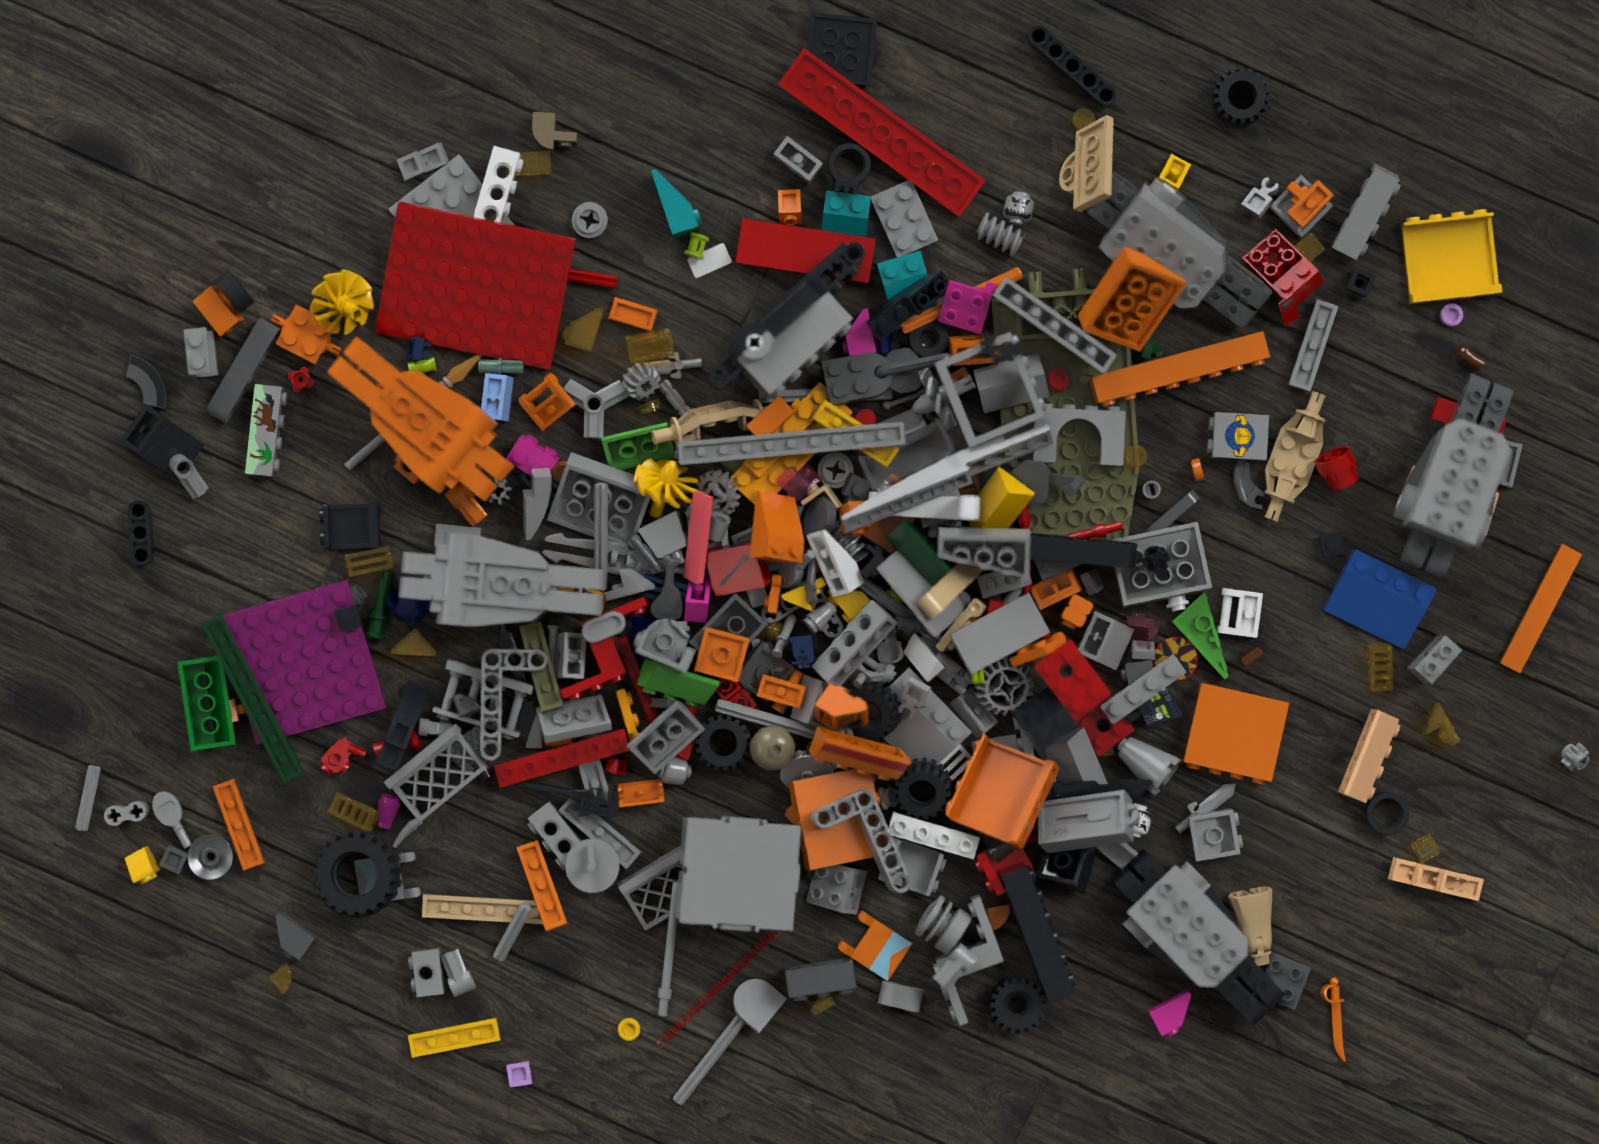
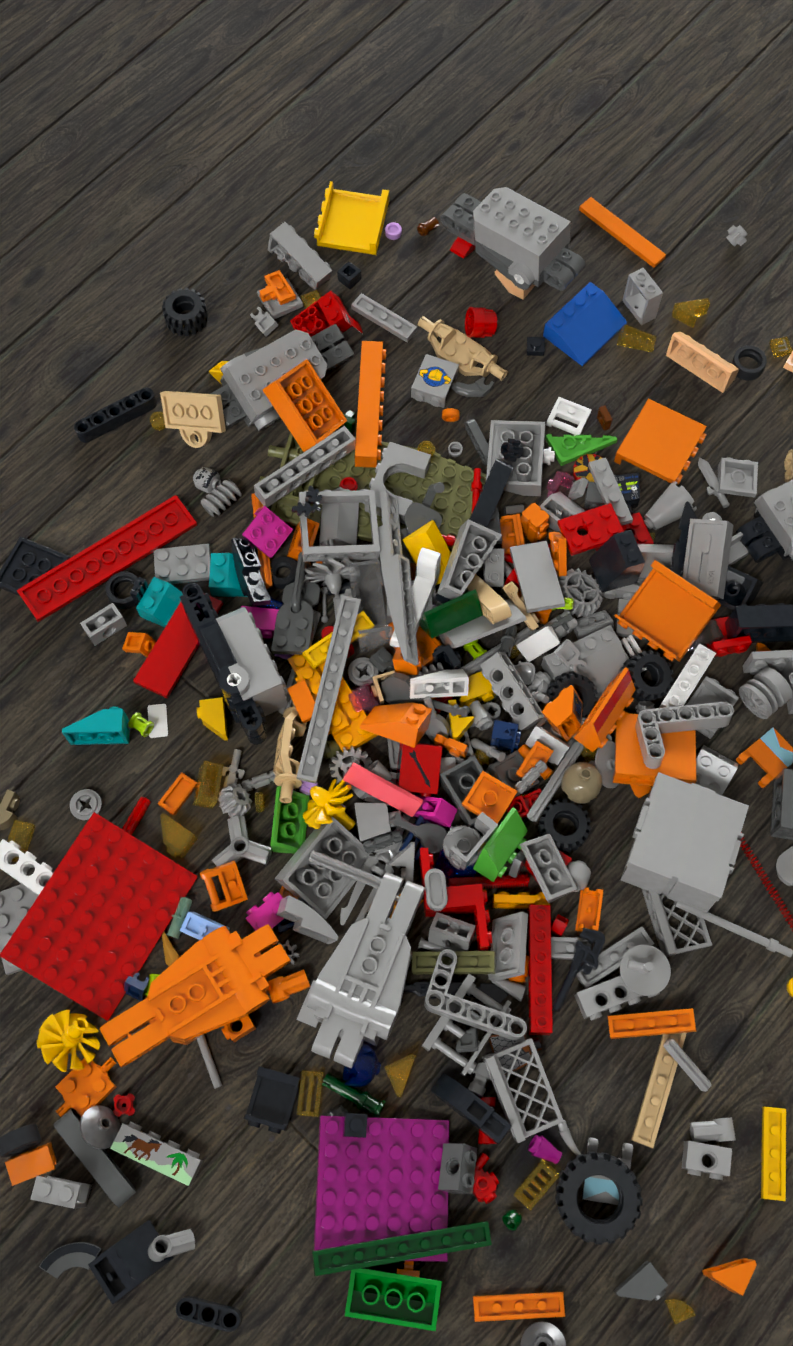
camera: 70 degrees left, 20 degrees down
(266, 360) = (94, 1132): none -> flat silver dish
(313, 796) = (512, 1219): none -> dark green hinge
(326, 1018) = (732, 1275): none -> orange slope
(342, 730) = (457, 1168): none -> dark grey brick
(729, 322) = (214, 716): none -> yellow slope
(762, 691) = (530, 776): none -> light grey axle

